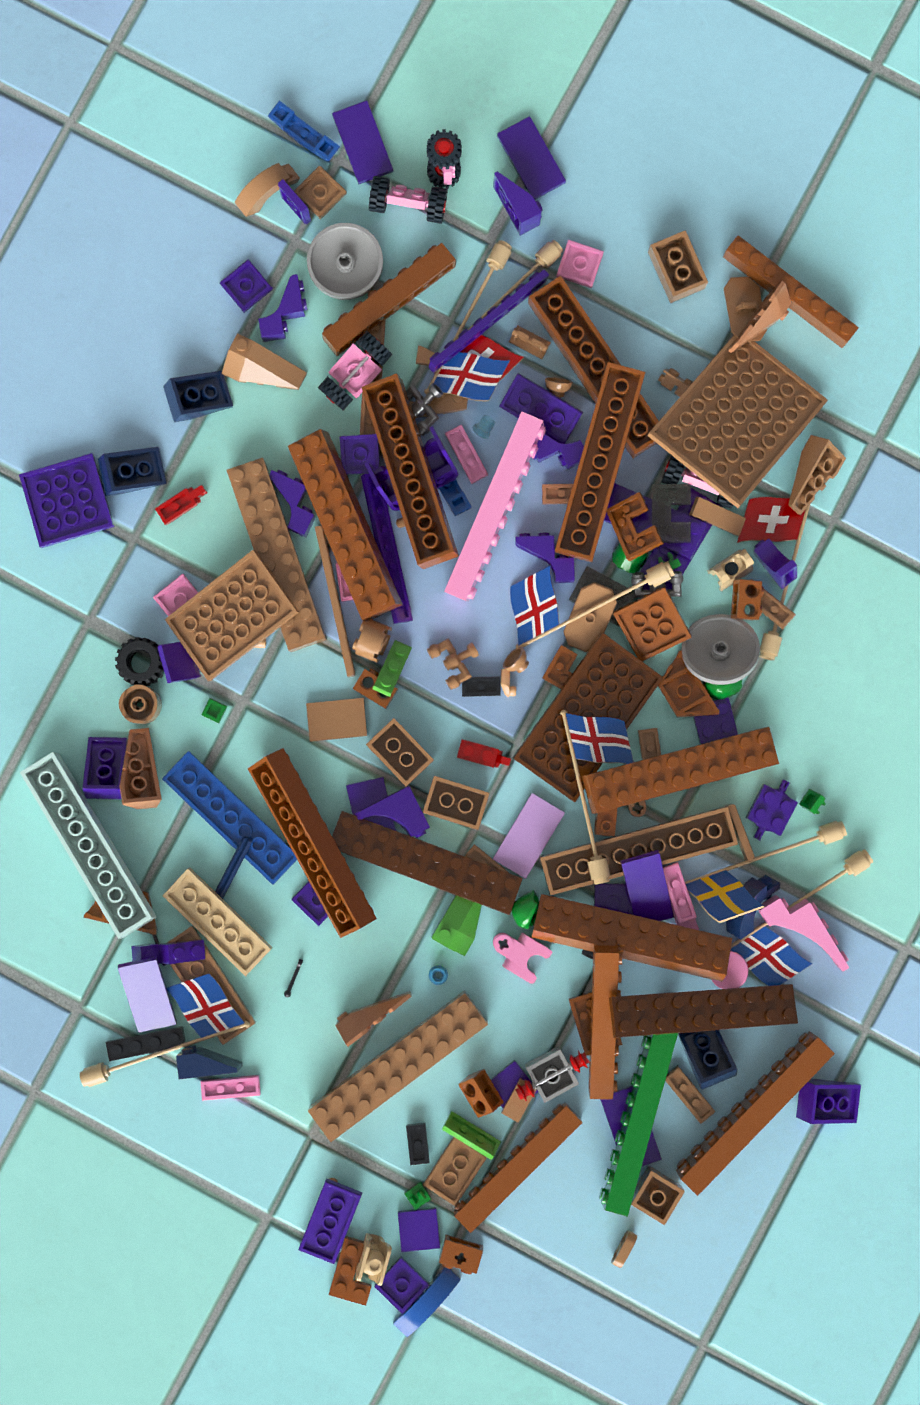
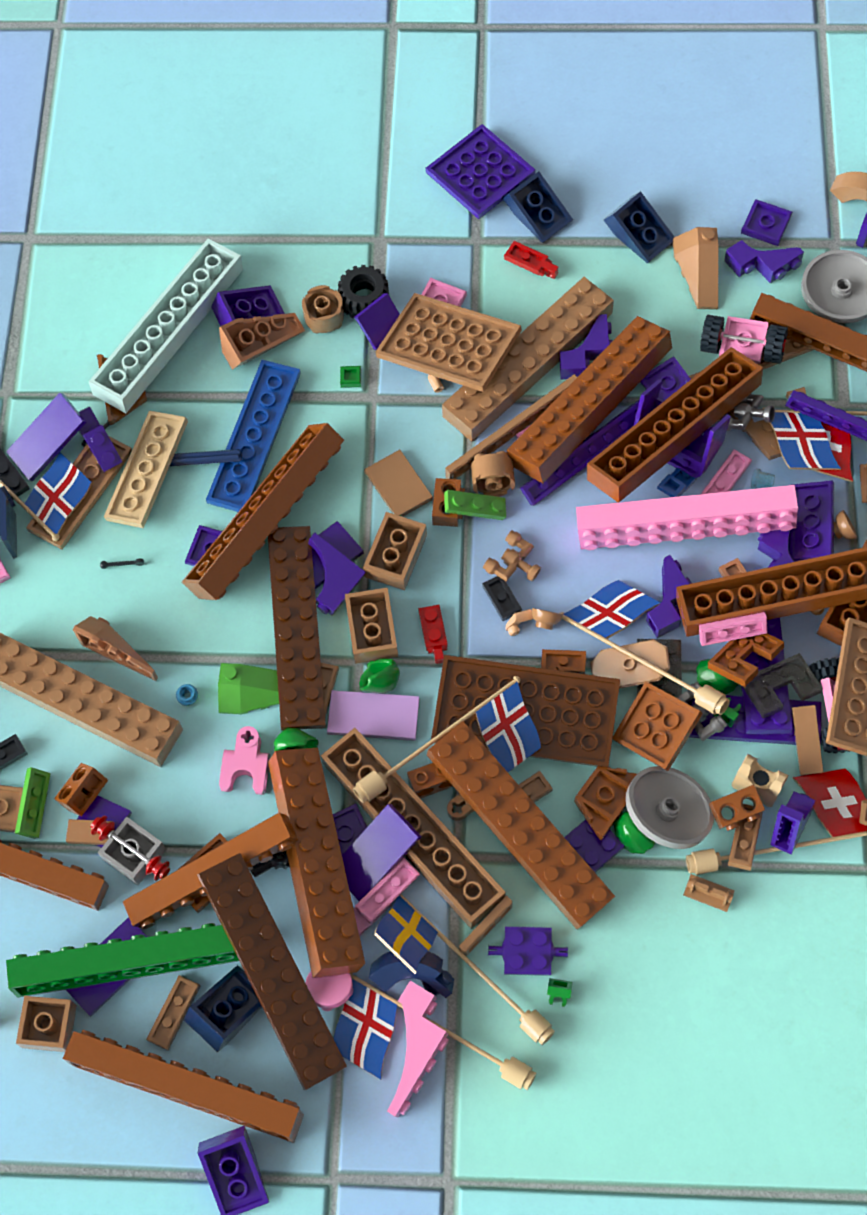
camera: 70 degrees right, 20 degrees down
(501, 817) = (380, 676): none -> green hair
(610, 525) = (733, 629): none -> bright pink tile
(793, 653) = (708, 893): none -> medium nougat hinge

